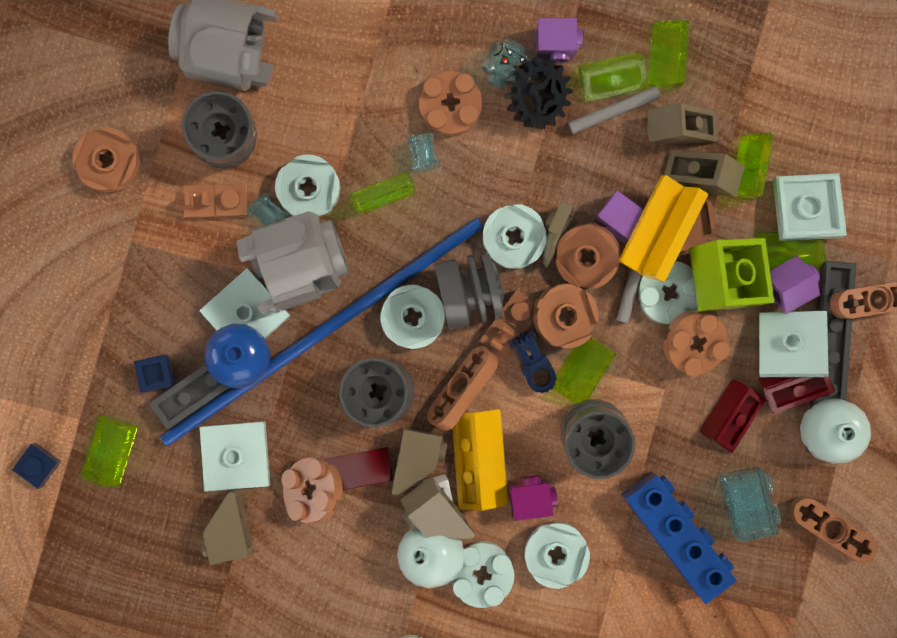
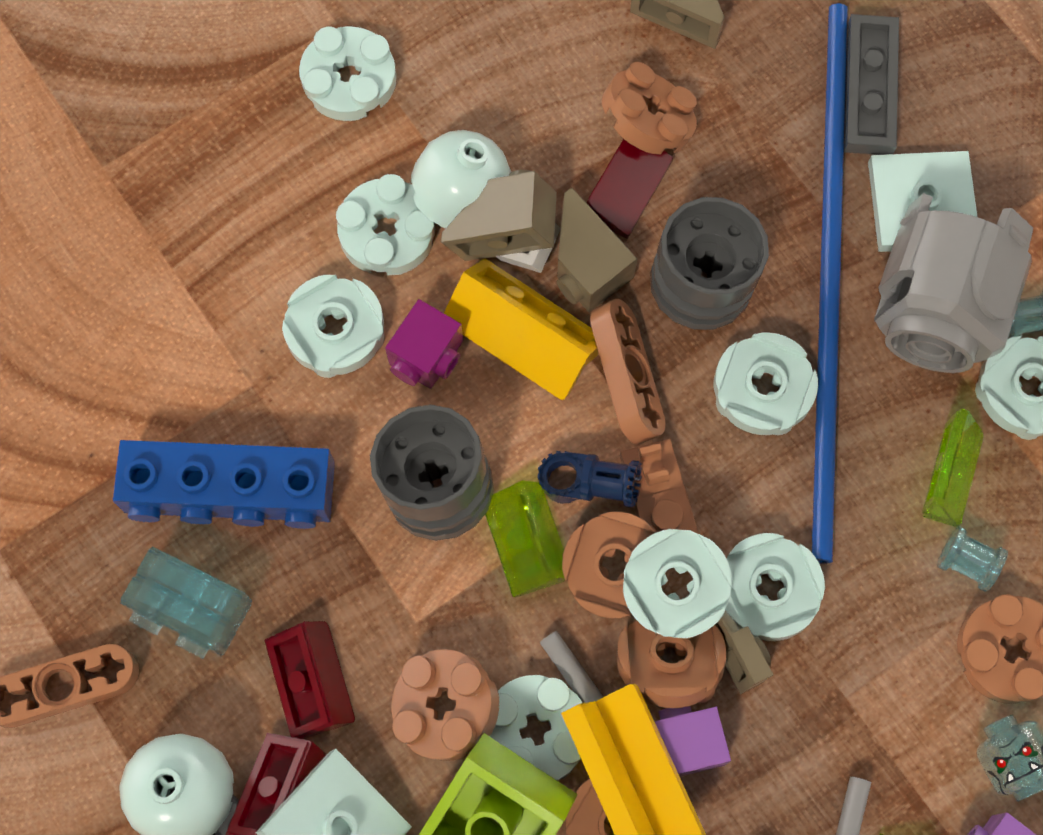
camera: 135 degrees right, 15 degrees down
(154, 373) = (929, 50): dark blue plate -> none
(235, 456) = (758, 67): light aqua plate -> none
(237, 355) = (881, 144): blue cylinder -> none
(469, 290) = (748, 463): dark grey wheel -> none
(552, 91) = (959, 784): black gear -> none
(574, 271) = (668, 613): none -> light aqua plate

